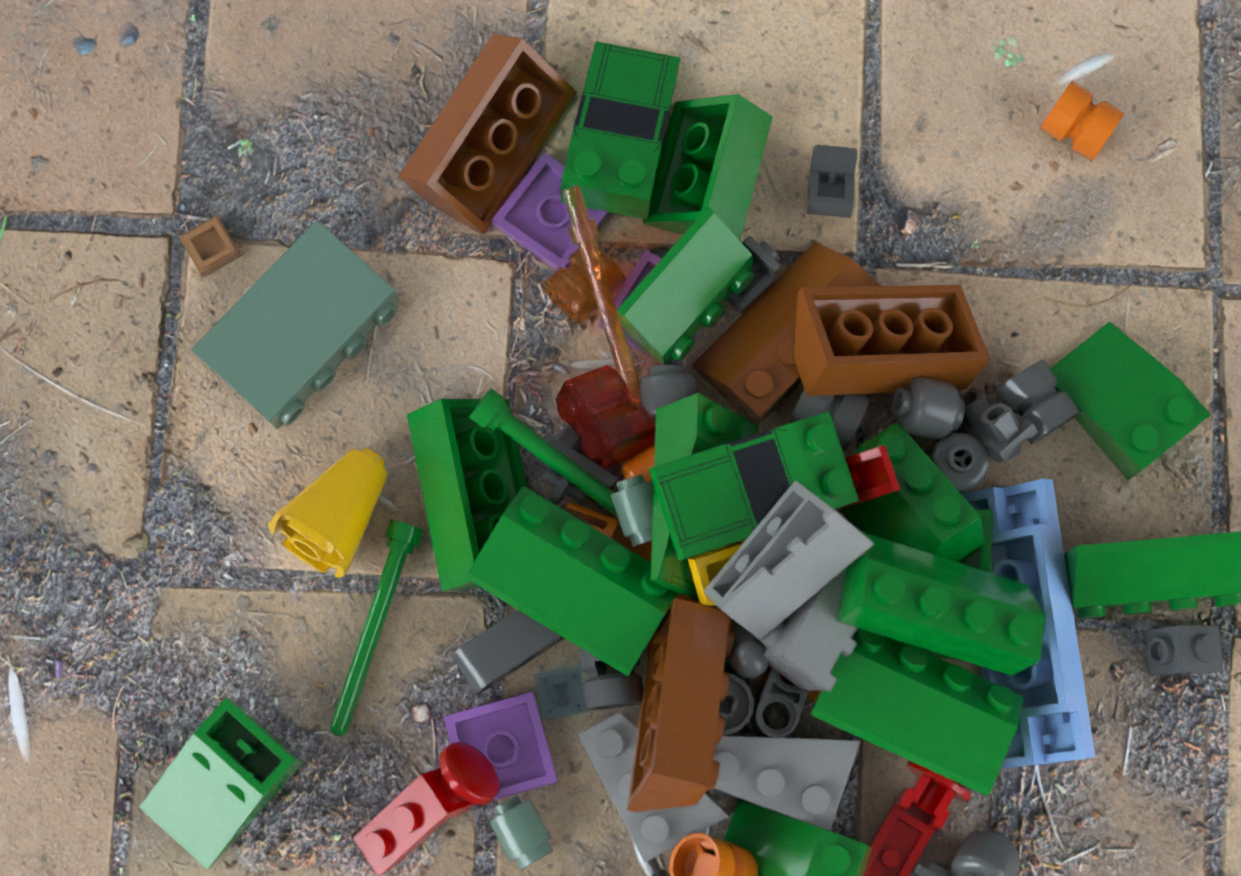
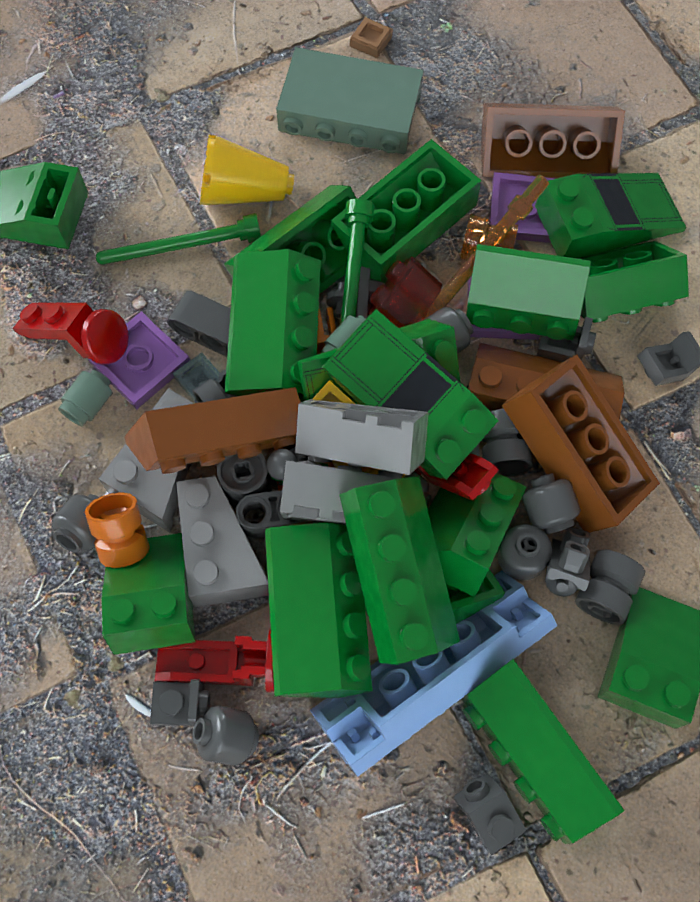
camera: 60 degrees right, 10 degrees down
(494, 343) = (413, 207): none -> green slope

